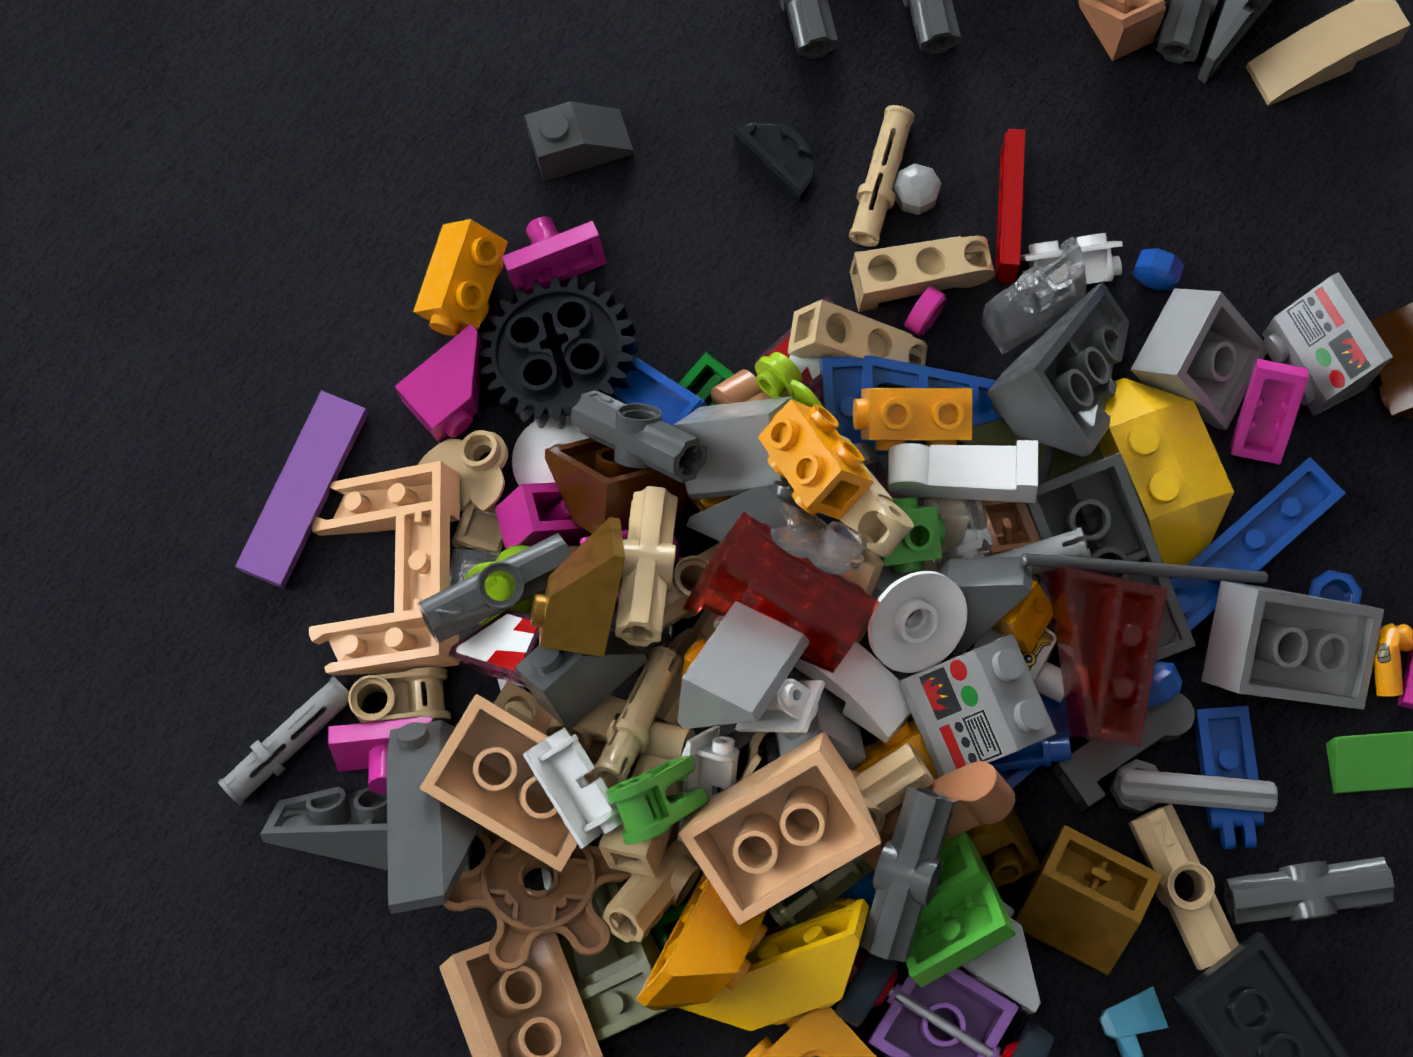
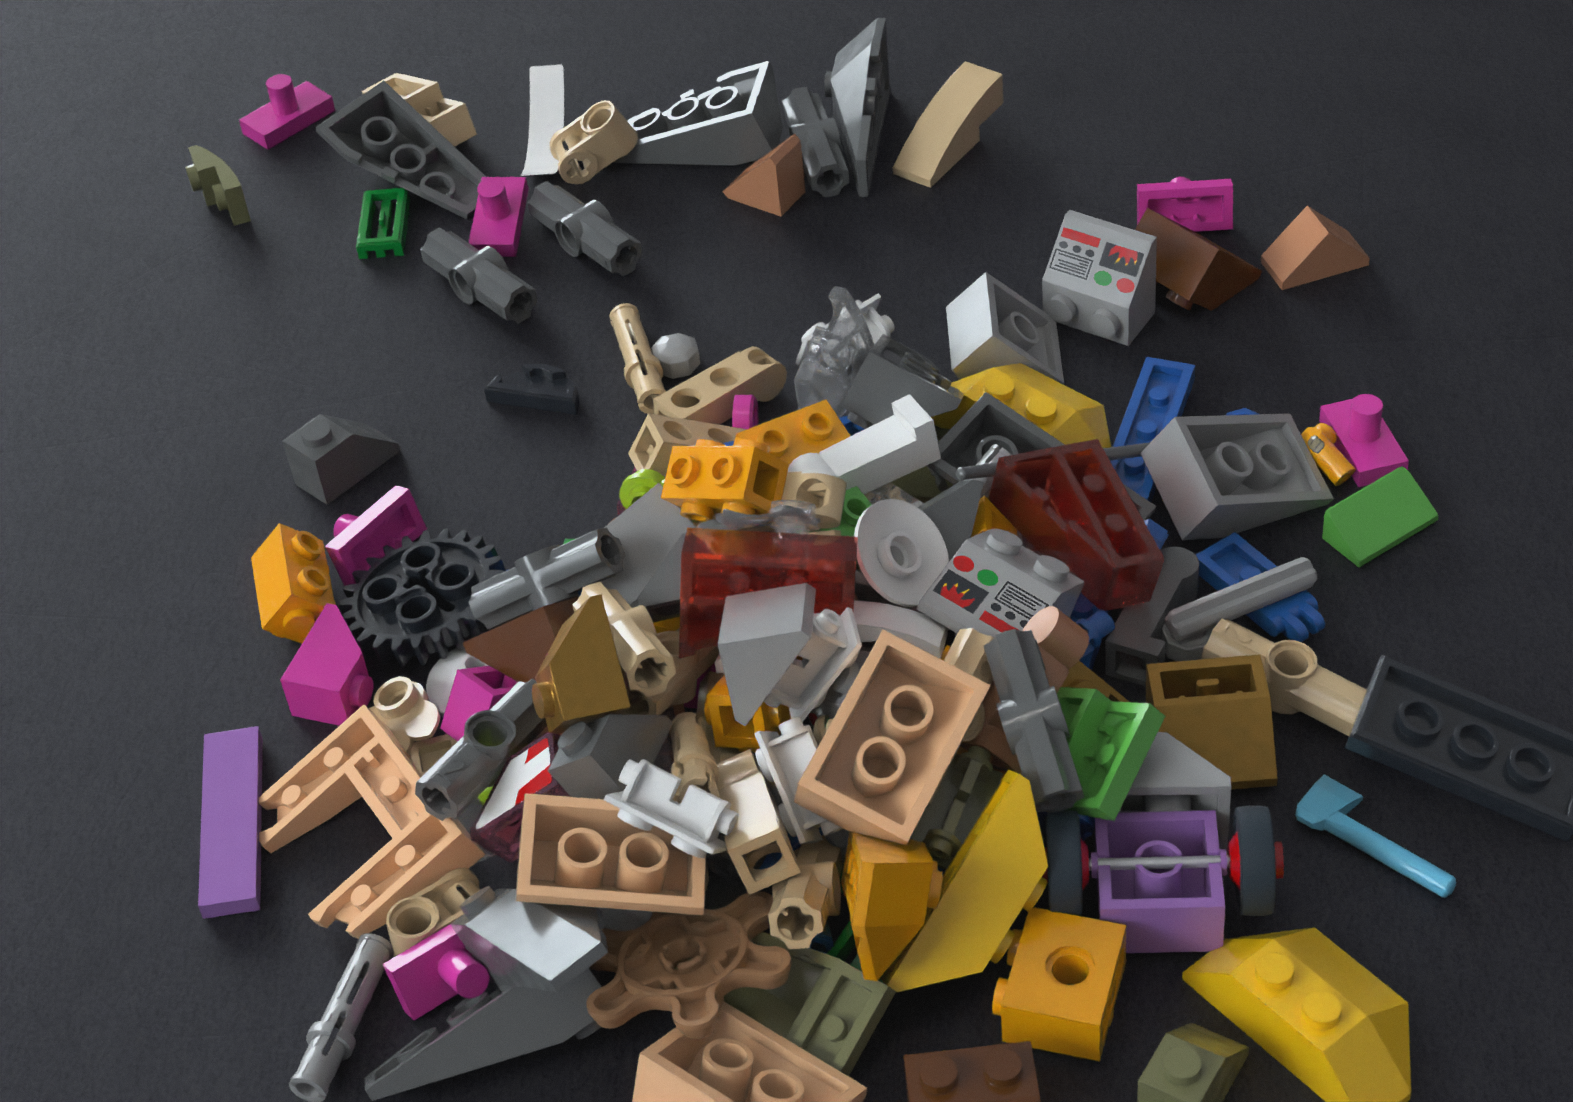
camera: 30 degrees left, 30 degrees down
(644, 801) = (752, 778): bright green piece -> none
(1010, 206) = (764, 321): red tile -> none
(1158, 269) = (923, 307): blue tile -> none
(1269, 411) = (1088, 339): dark pink tile -> none
(1308, 891) = (1397, 627): dark grey piece -> none

